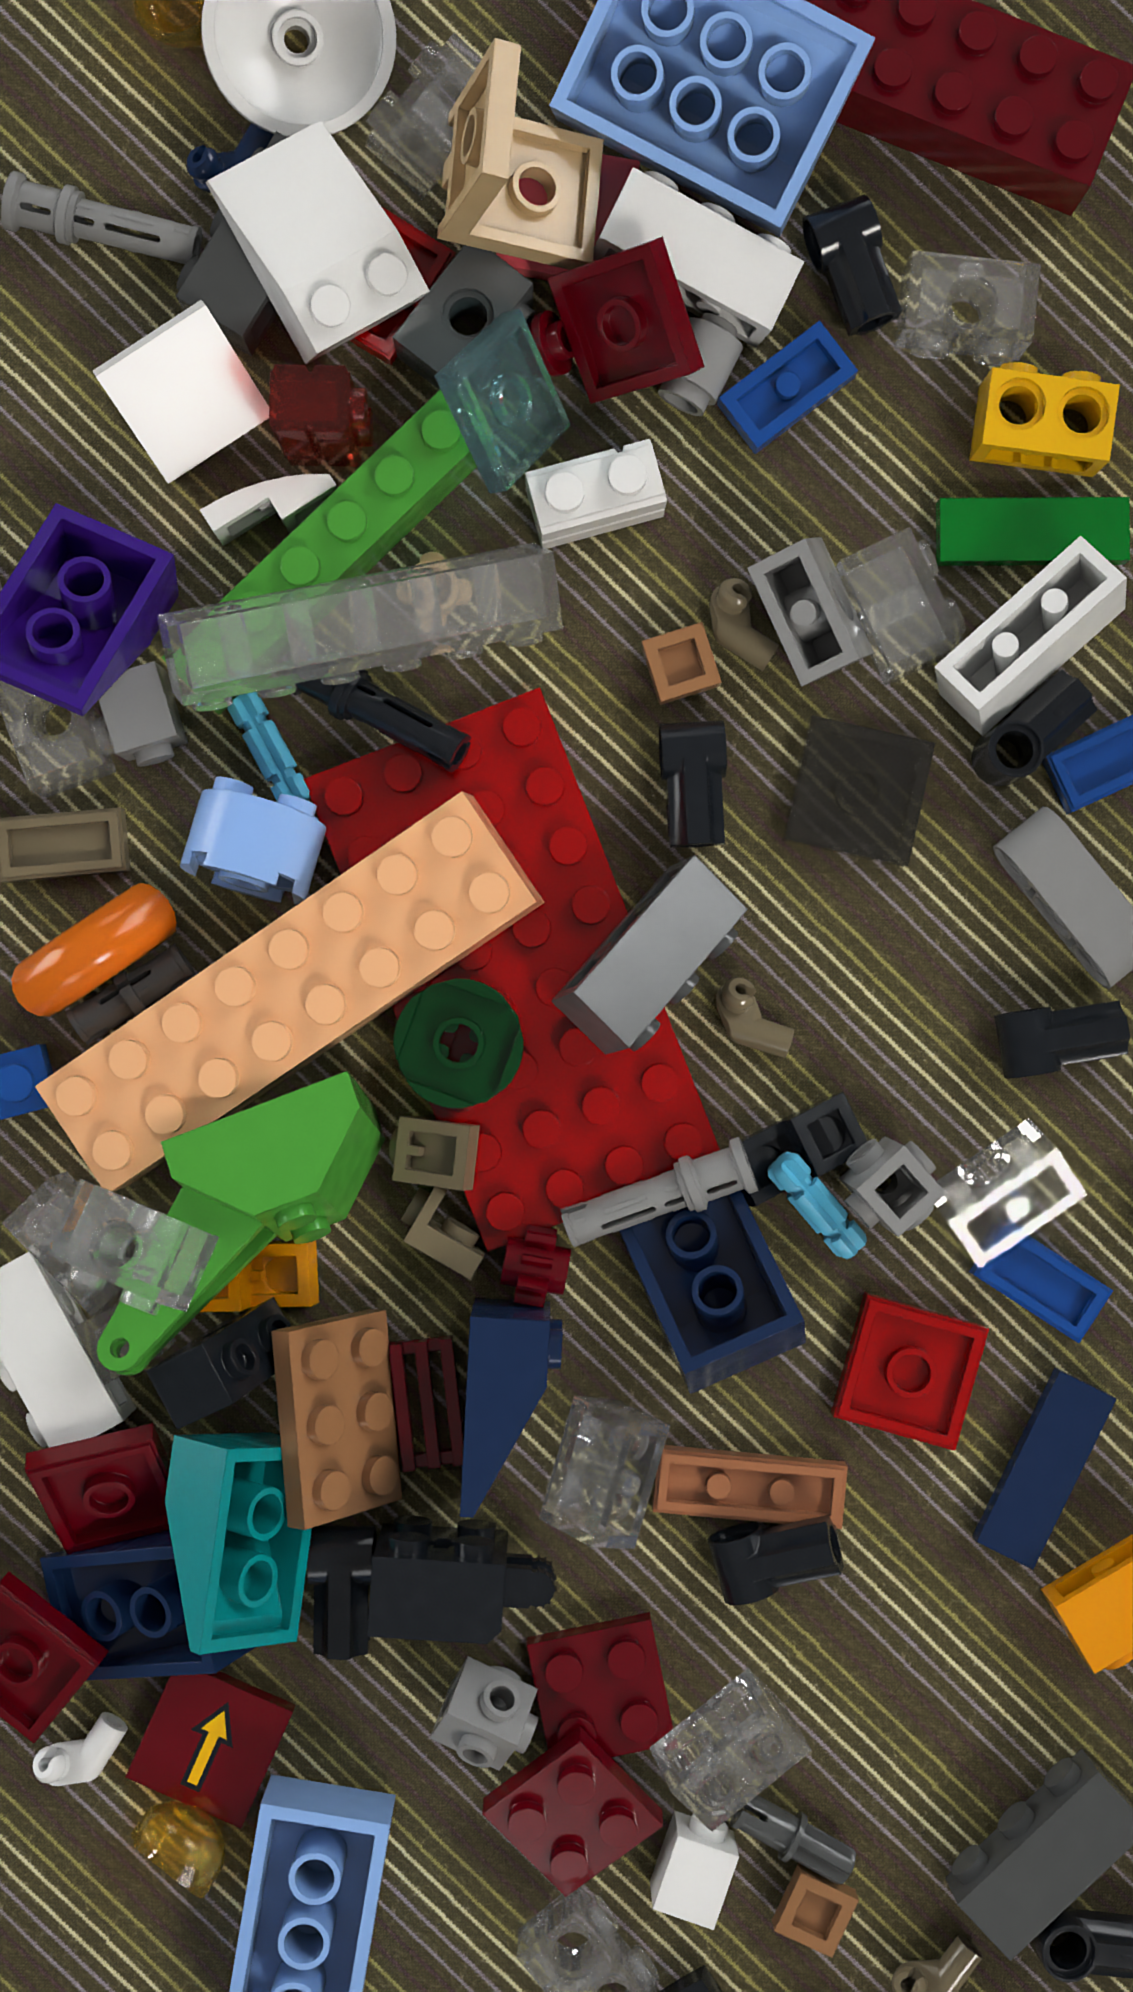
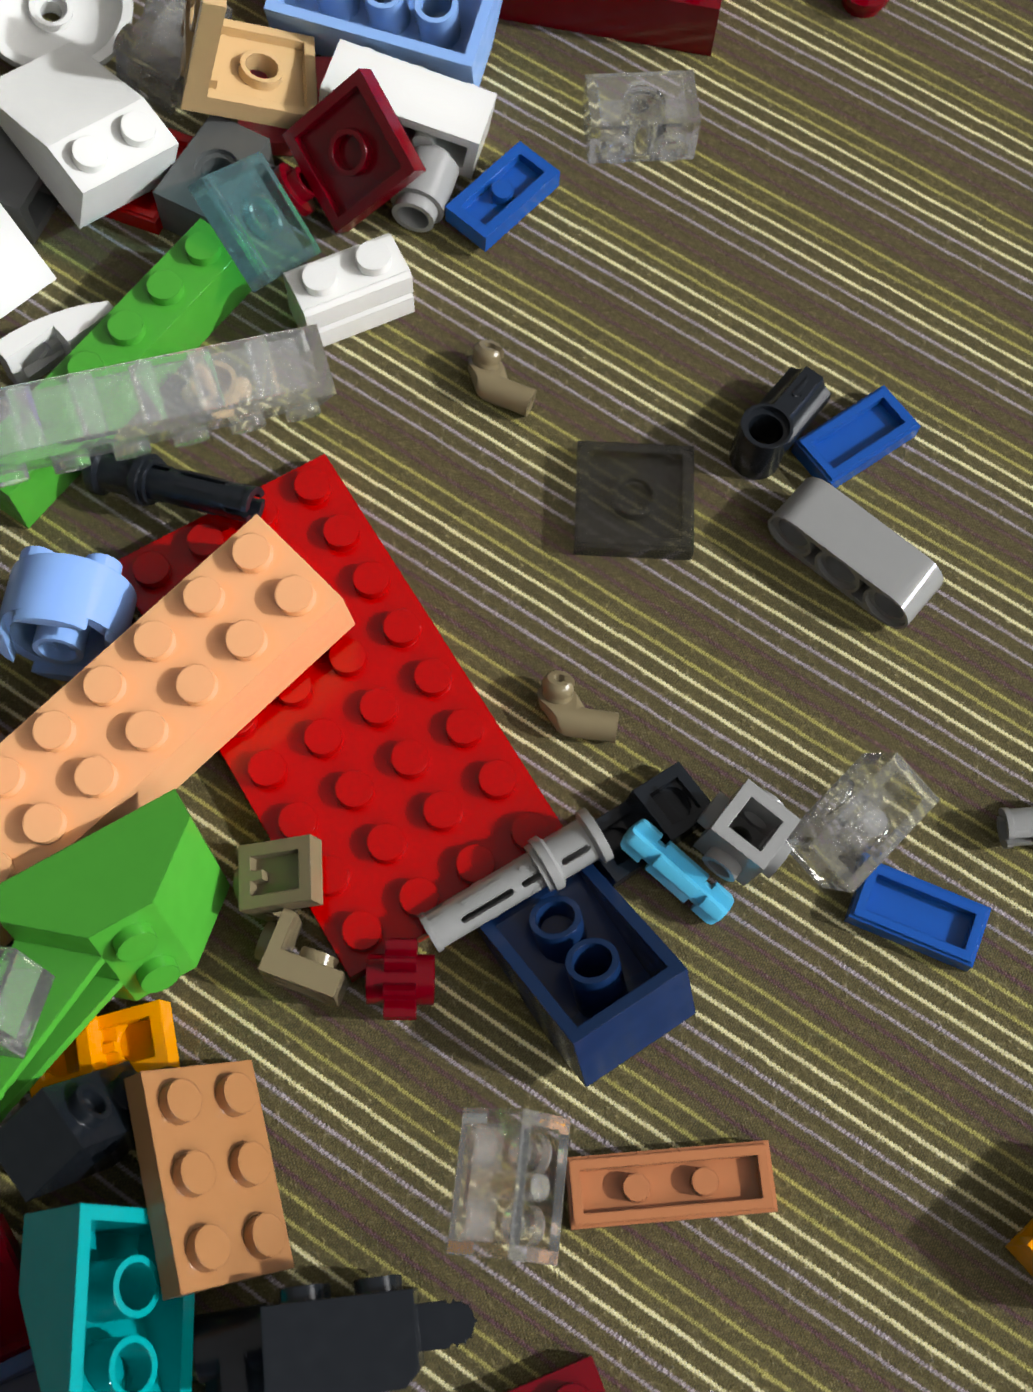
camera: 20 degrees left, 20 degrees down
(267, 746) = (64, 528): medium azure axle -> none
(319, 415) = (91, 250): clear red brick -> none
(425, 1059) = (268, 735): dark green plate -> none
(433, 1456) = (294, 1097): dark red tile -> none
(505, 1380) = (384, 1094): dark blue slope -> none
(651, 957) = (464, 655): brick -> none
(681, 663) = (450, 415): medium nougat plate -> none
(693, 767) = (478, 497): black piece -> none
(758, 1560) = (698, 1259): black piece -> none
(810, 610) = (557, 348): light grey brick -> none
(847, 247) = (534, 93): black piece -> none
(901, 605) = (635, 341): clear brick -> none
(909, 1371) = (809, 1030): red tile -> none
(1029, 529) = (737, 274): green tile -> none
(1031, 635) = (756, 340): white brick -> none
(1043, 1468) = (972, 1109): dark blue tile -> none
(1044, 1039) = (858, 682): black piece -> none
(1045, 438) = (726, 188): yellow brick -> none

